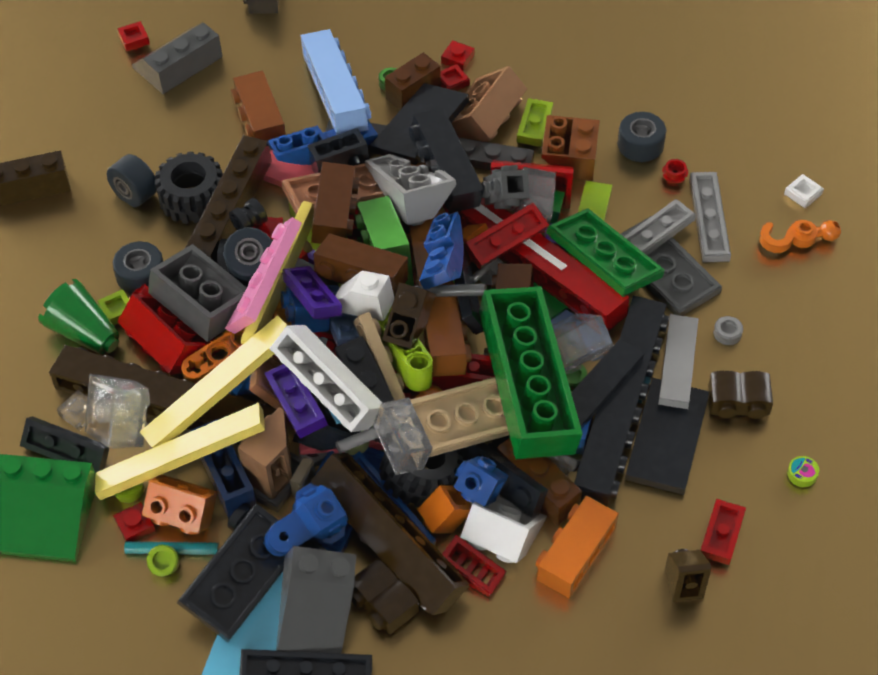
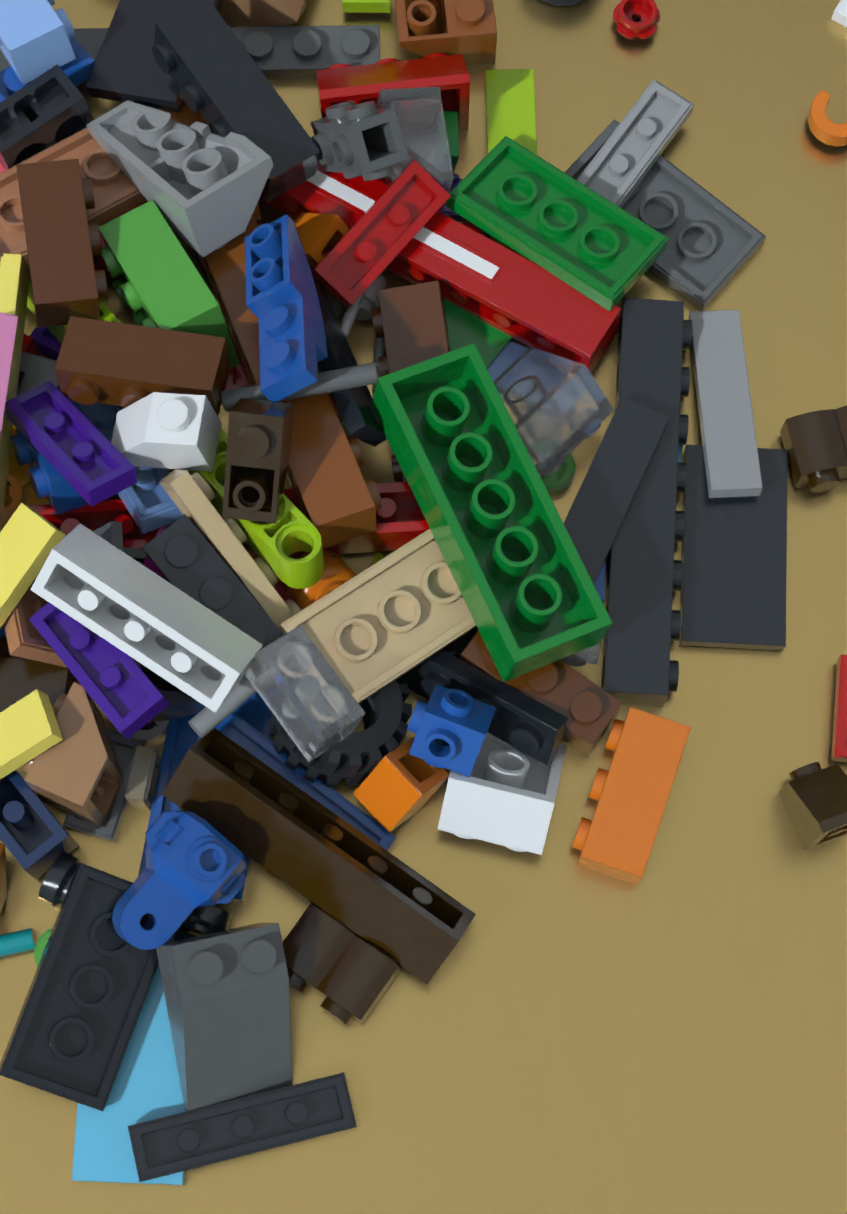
camera: 15 degrees left, 20 degrees up
(477, 558) = (508, 885): red slope -> none
(709, 217) = (715, 96): light grey tile -> none
(728, 330) = (792, 319): light grey tile -> none

